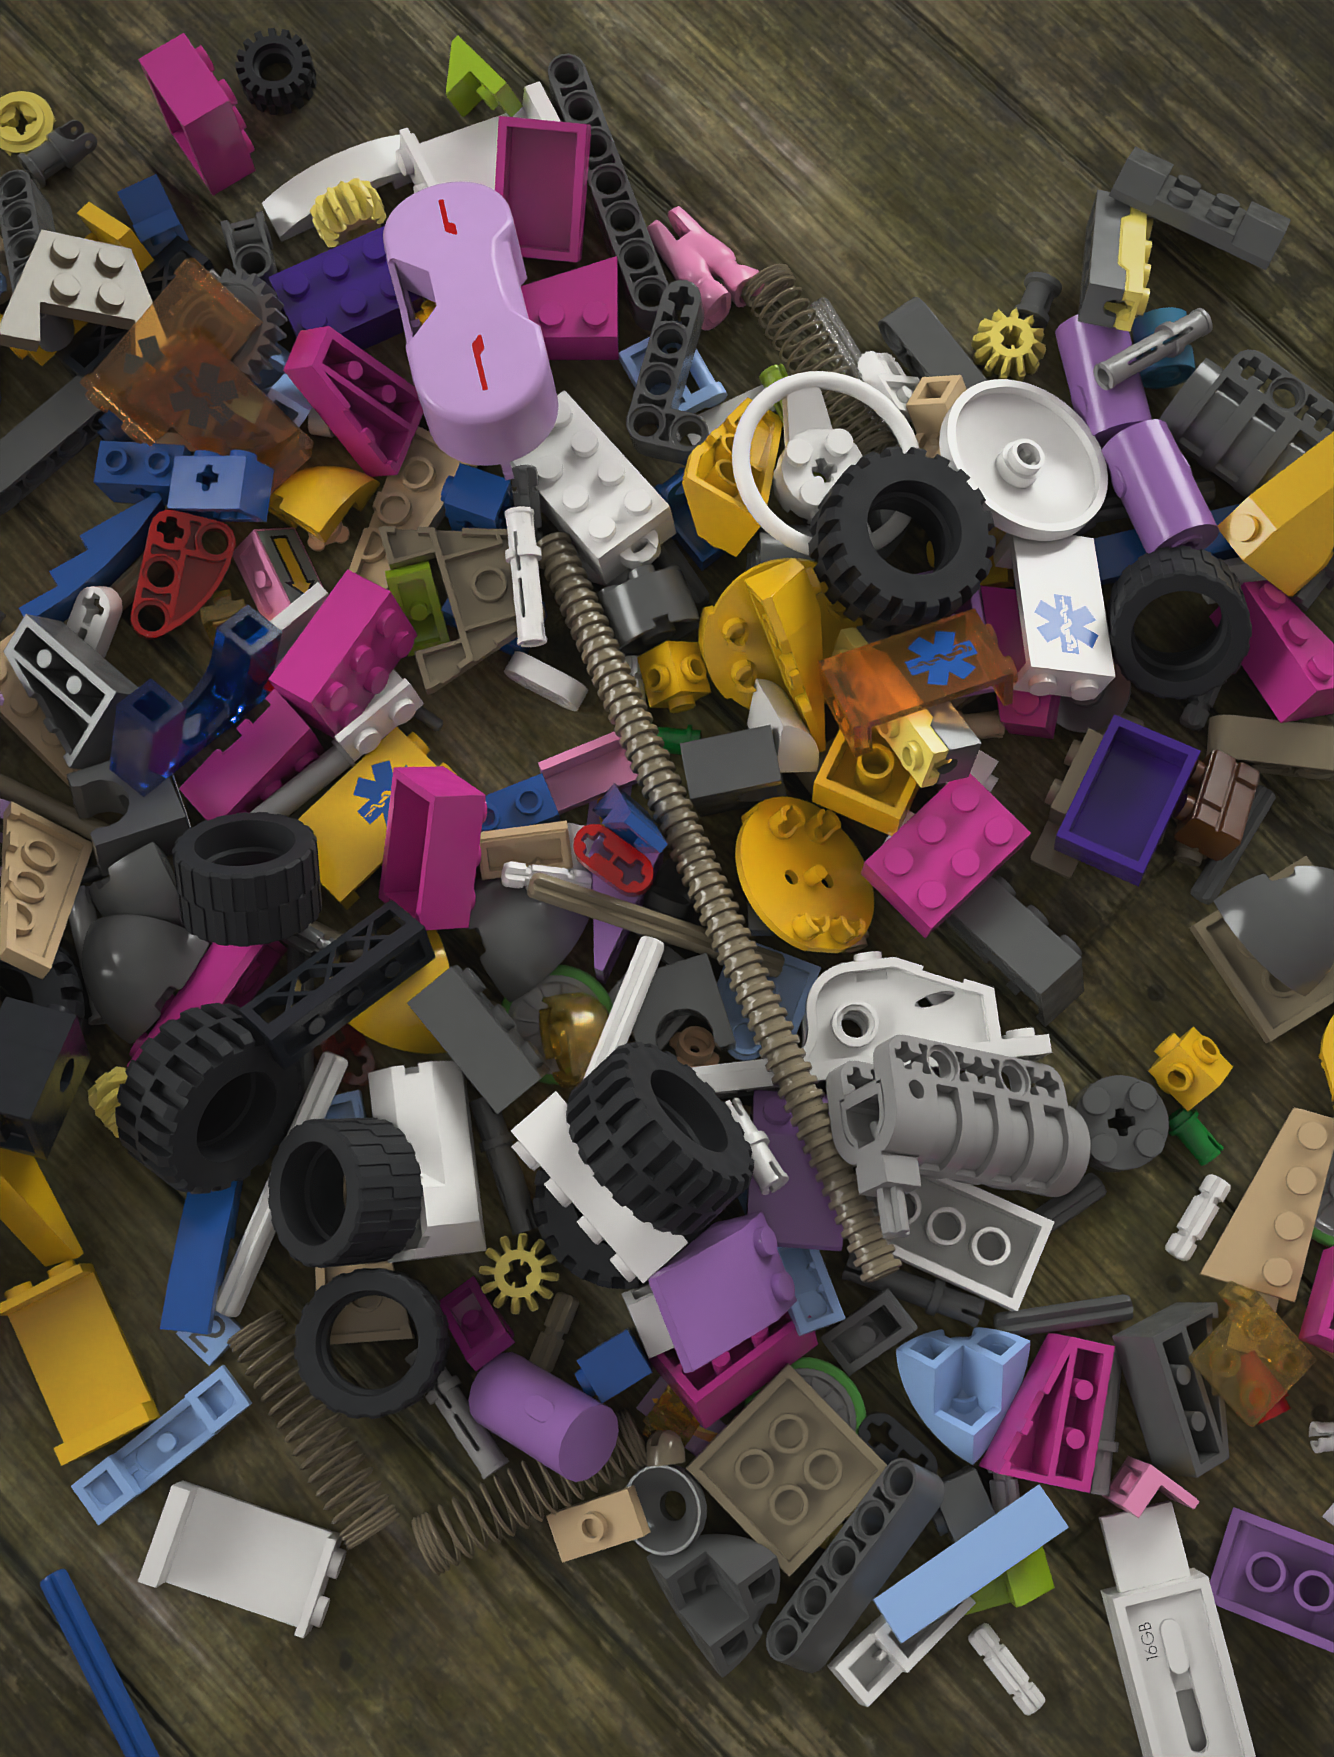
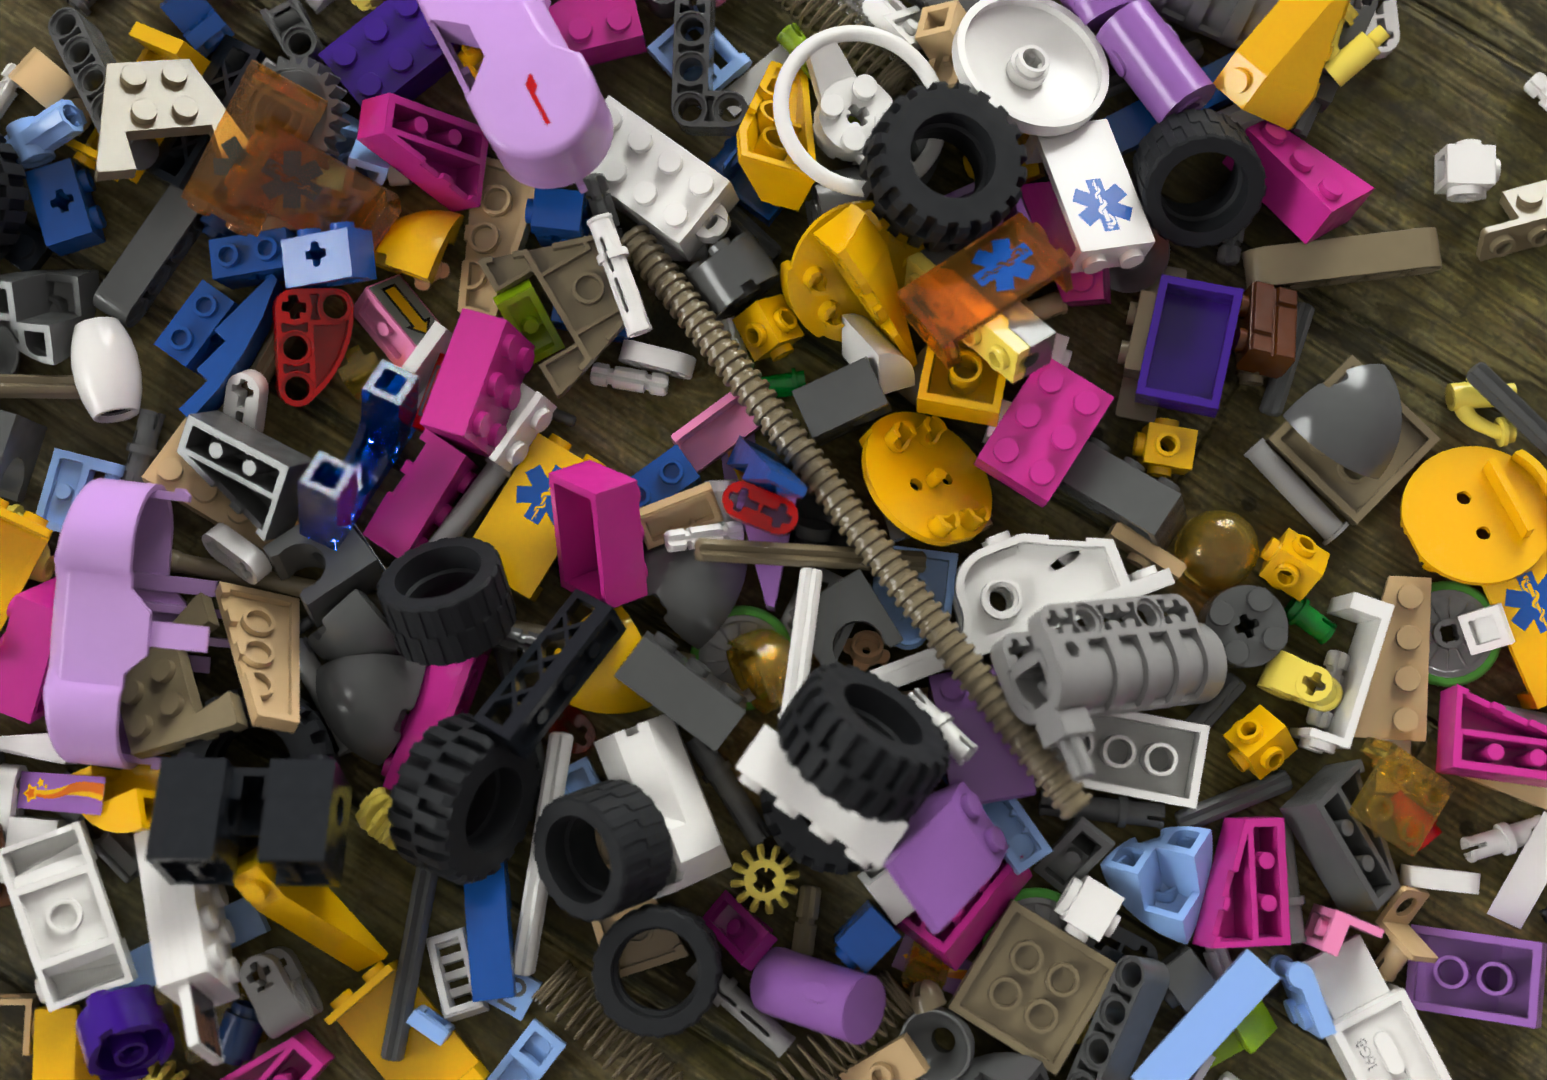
camera: 10 degrees left, 5 degrees up
(39, 777) = (236, 553): none -> white beam
(56, 531) = (191, 332): none -> blue brick
(103, 1272) = (409, 965): none -> dark grey axle
(108, 1343) = (431, 1024): none -> light blue tile
(134, 1315) = (442, 978): none -> white slope
(511, 695) = (629, 379): none -> white axle
(871, 1396) = (1089, 909): none -> white brick
(1026, 1014) = (1142, 551): none -> tan plate
(1090, 902) = (1178, 446): none -> yellow brick
(1092, 1561) = (1305, 1000): none -> light blue plate
(1106, 1257) = (1259, 743): none -> yellow brick
(1108, 1032) = (1217, 549): none -> clear yellow cylinder
(1164, 1198) = (1295, 680): none -> light yellow piece
(1210, 989) = (1295, 491): none -> light grey pin
(1219, 1520) = (1404, 941): none -> tan bracket
(1263, 1148) = (1372, 624): none -> white panel
(1276, 1462) = (1439, 879): none -> white beam

